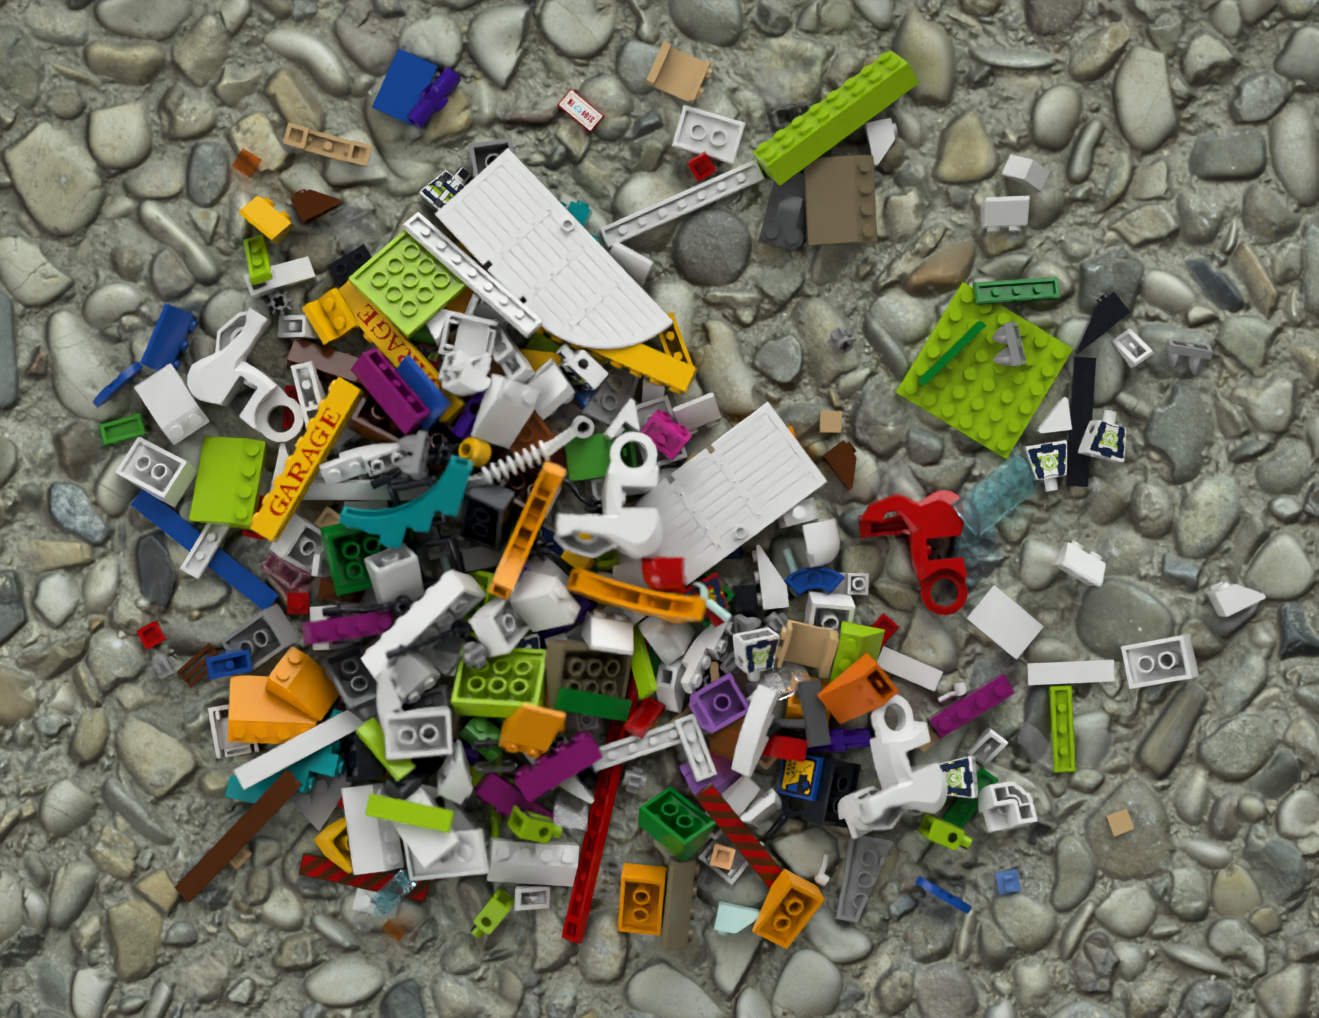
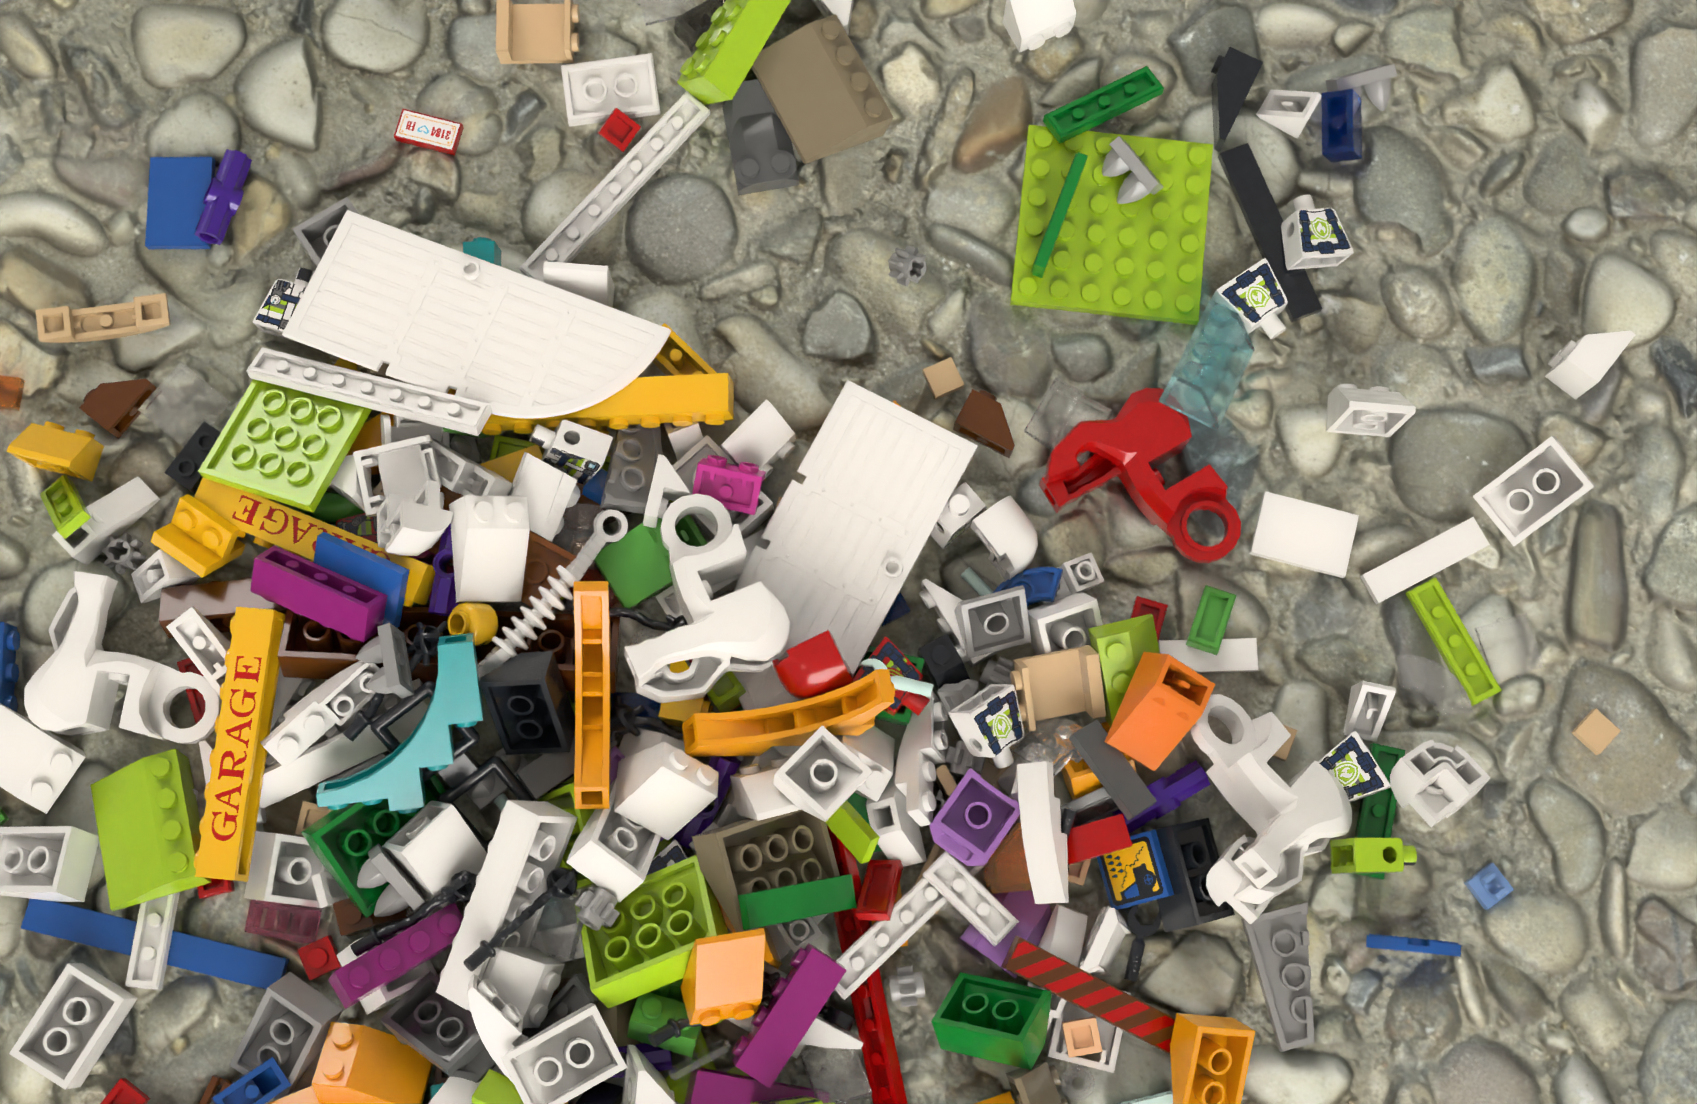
camera: 25 degrees left, 10 degrees down
(140, 577) = (73, 1026): none -> white brick
(362, 590) = (401, 890): none -> light grey tile
(639, 641) = (821, 775): none -> white slope
(786, 592) = (994, 621): none -> light grey slope
(821, 878) = (1231, 1004): white hand -> none
(920, 648) = (1211, 620): none -> bright green tile
(960, 689) = (1290, 652): white hand -> none
(971, 705) = (1318, 664): magenta brick -> none
(1057, 419) = (1239, 241): white slope -> none
(1158, 376) = (1341, 125): none -> clear blue brick

